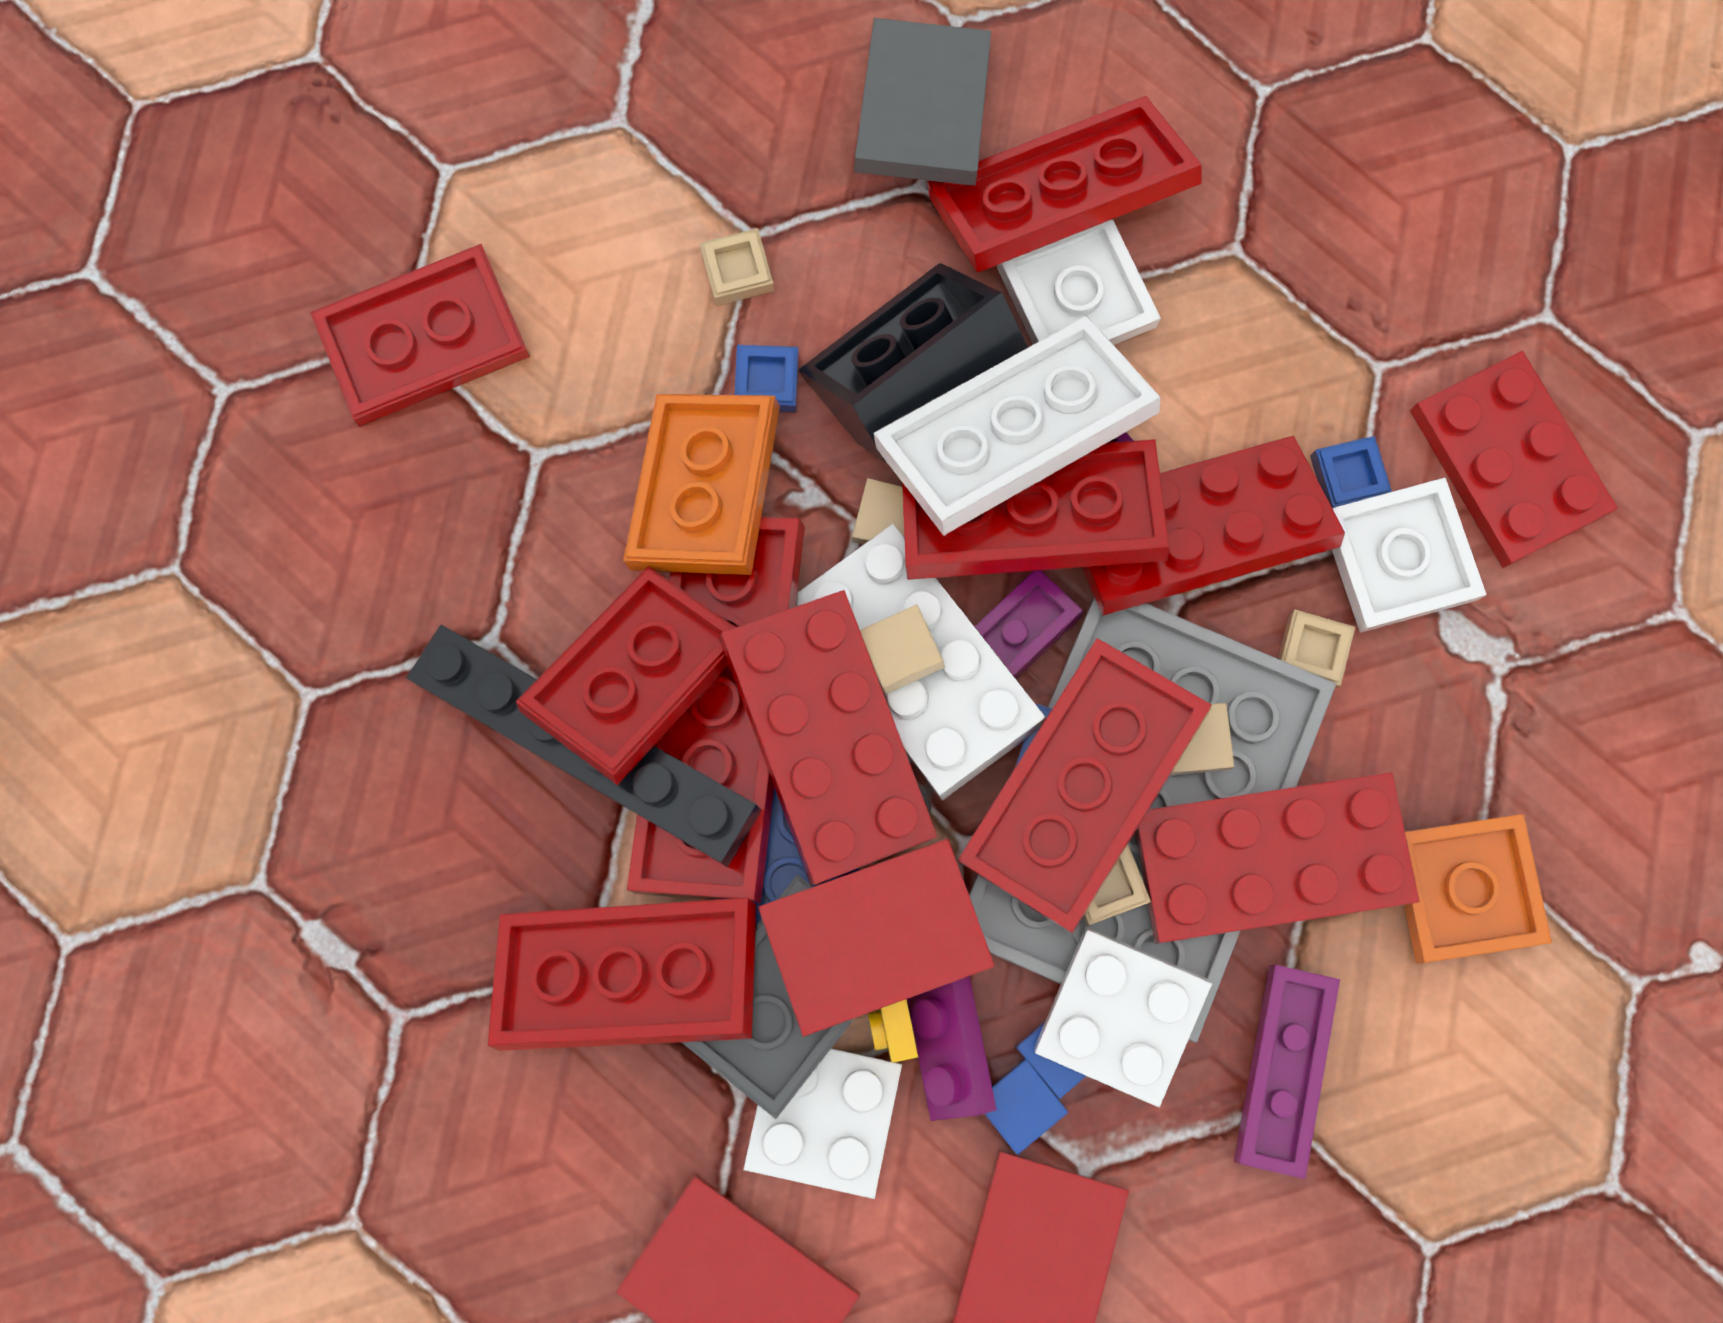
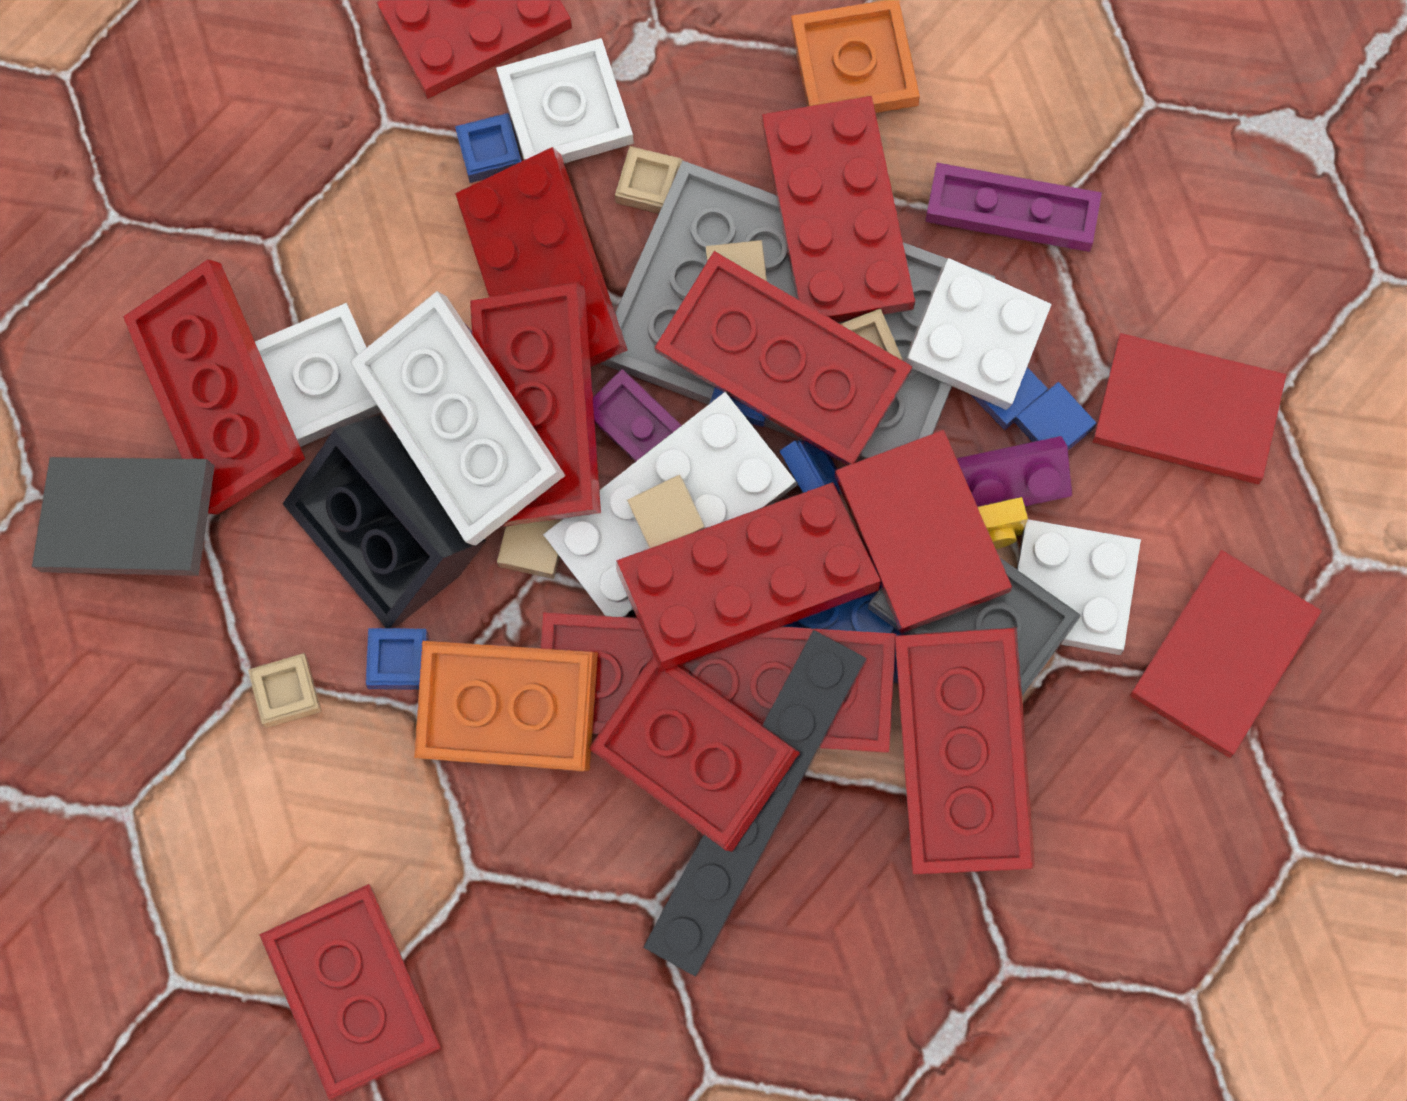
camera: 85 degrees left, 5 degrees down
(960, 815) = (809, 465): none -> blue tile

